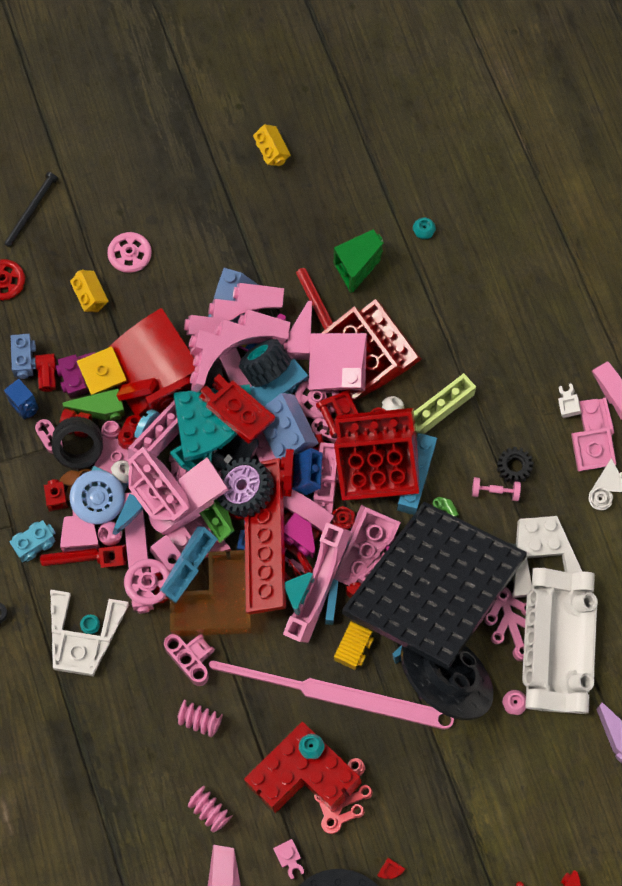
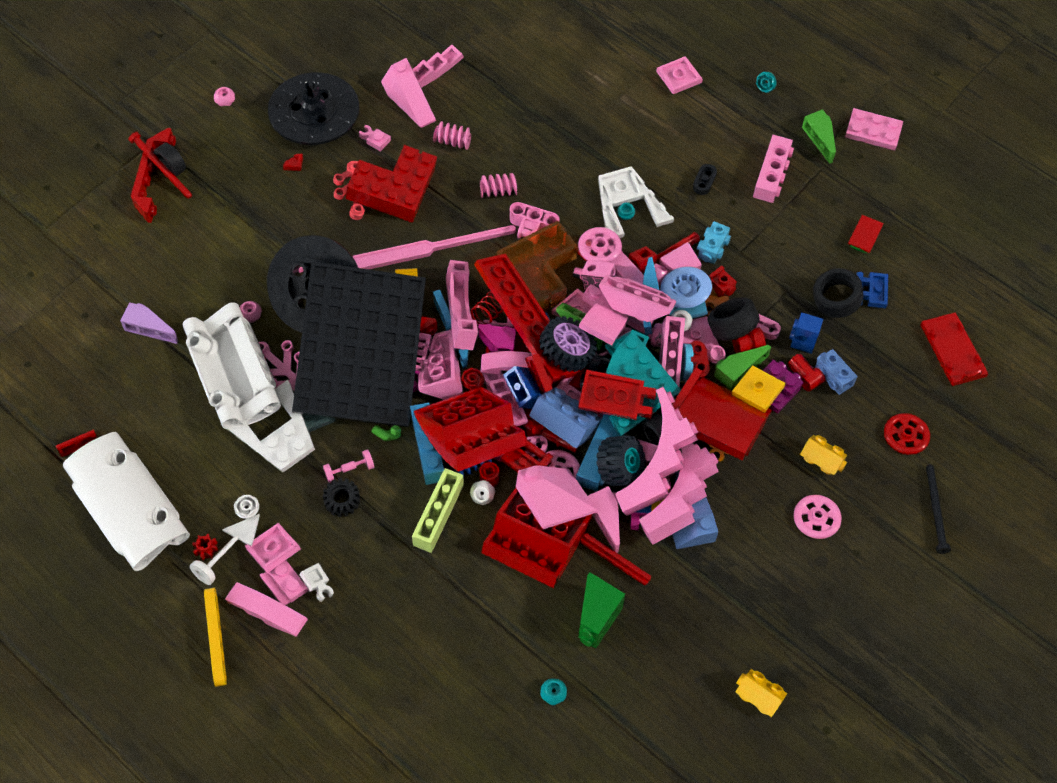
camera: 150 degrees right, 10 degrees down
(137, 389) = (715, 381): red tile -> none
(186, 565) = (575, 264): dark azure slope -> none
(297, 590) = (474, 287): teal slope -> none
(311, 752) = (396, 189): teal plate -> none

